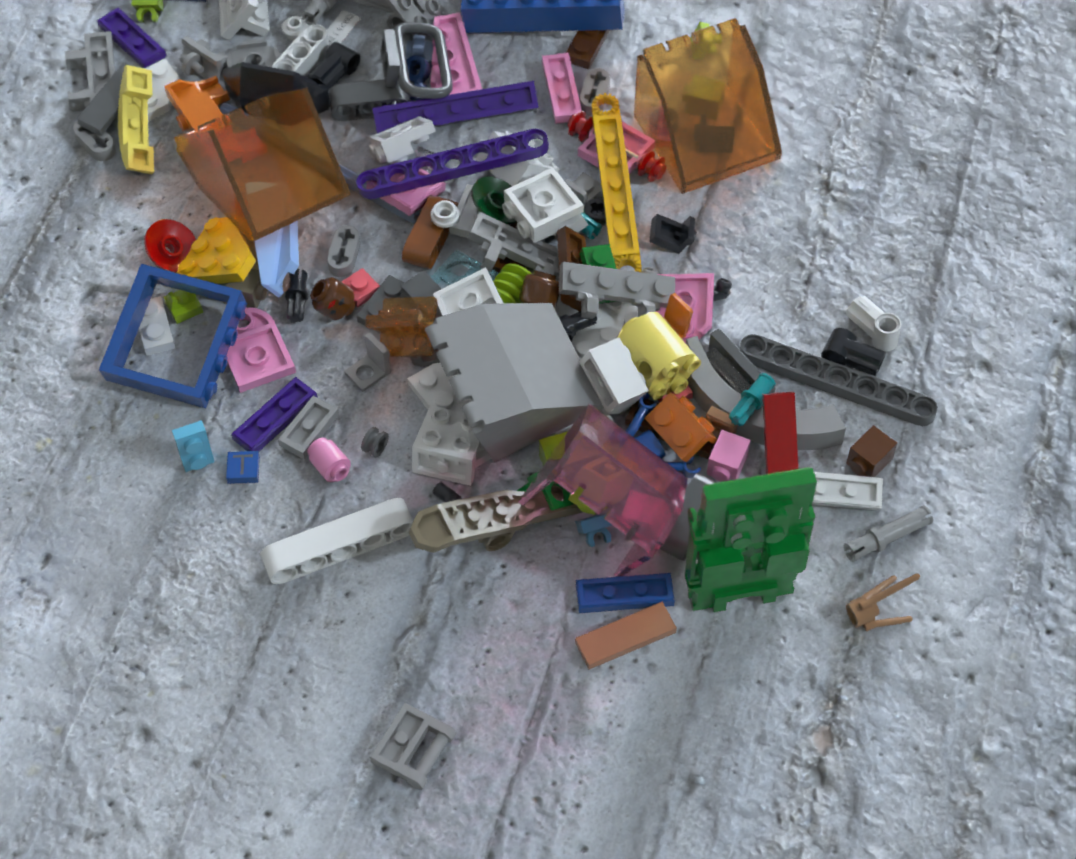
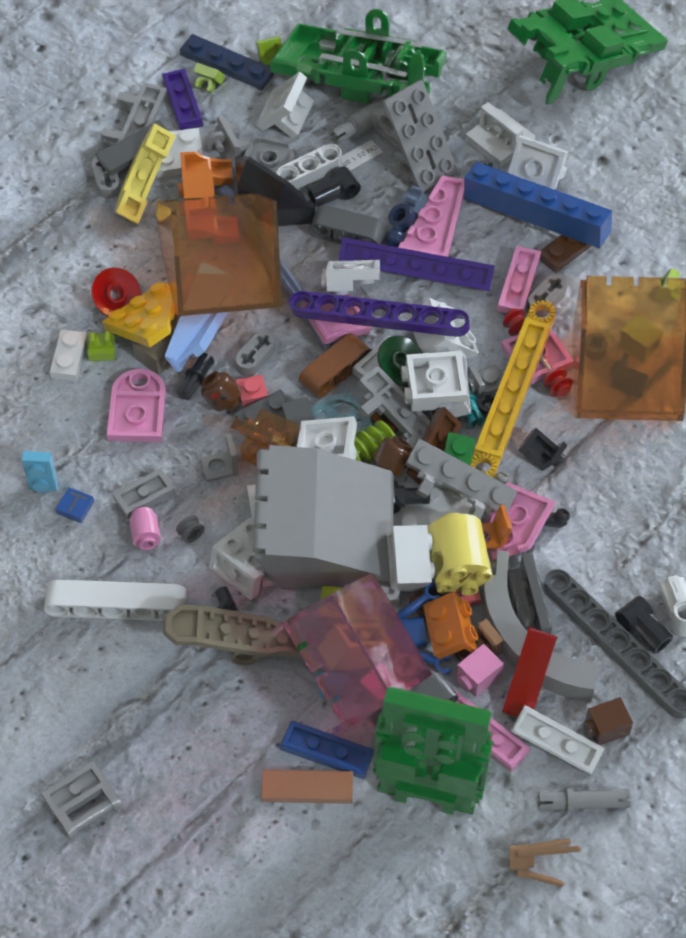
camera: 25 degrees right, 0 degrees up
(131, 319) = (47, 344): blue window -> none
(273, 416) = (122, 472): dark purple tile -> none
(293, 27) = (319, 138): white plate -> none
(395, 62) = (384, 200): dark grey bar -> none
(445, 214) = (350, 349): white plate -> none
(751, 399) = (519, 629): teal axle -> none

